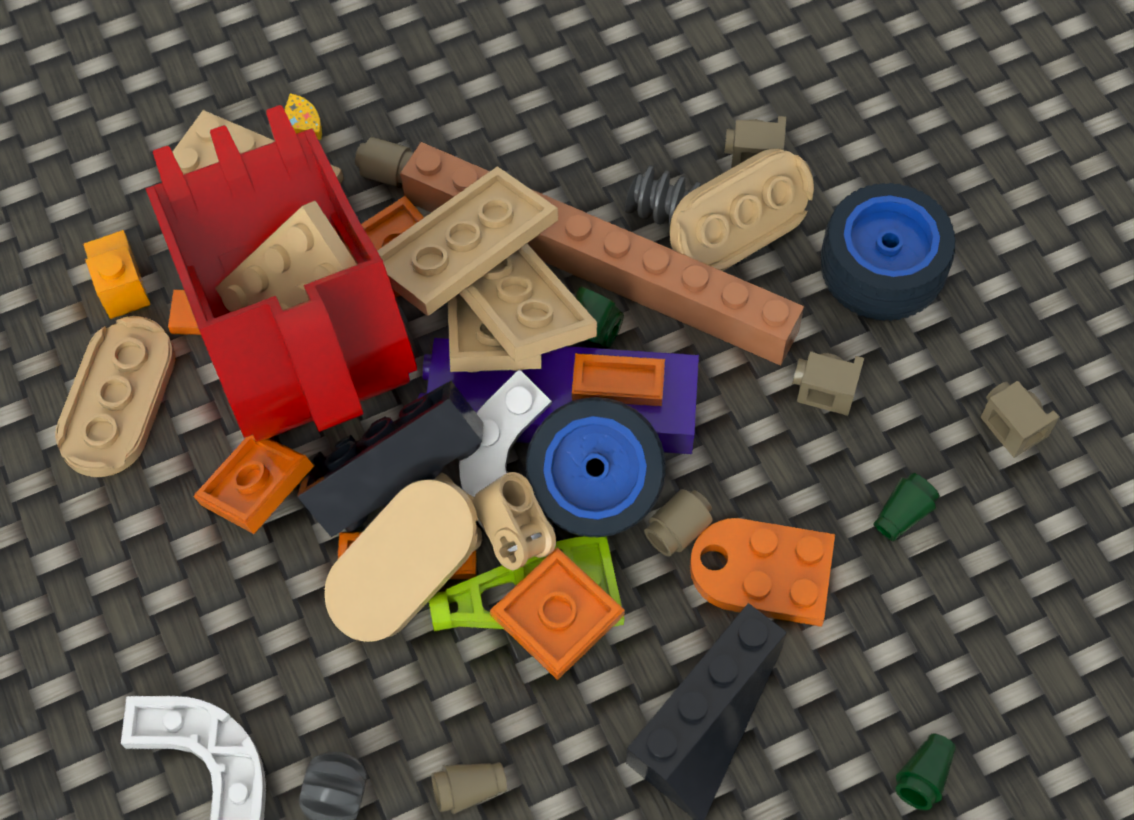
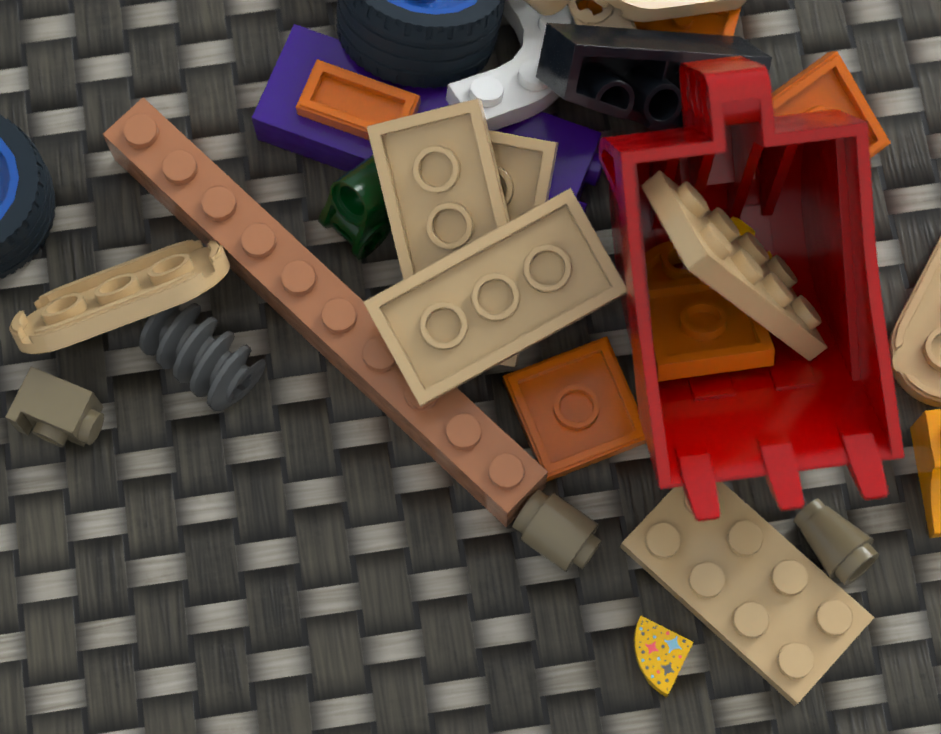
camera: 165 degrees left, 10 degrees up
(827, 381) = (108, 65): dark tan brick -> none

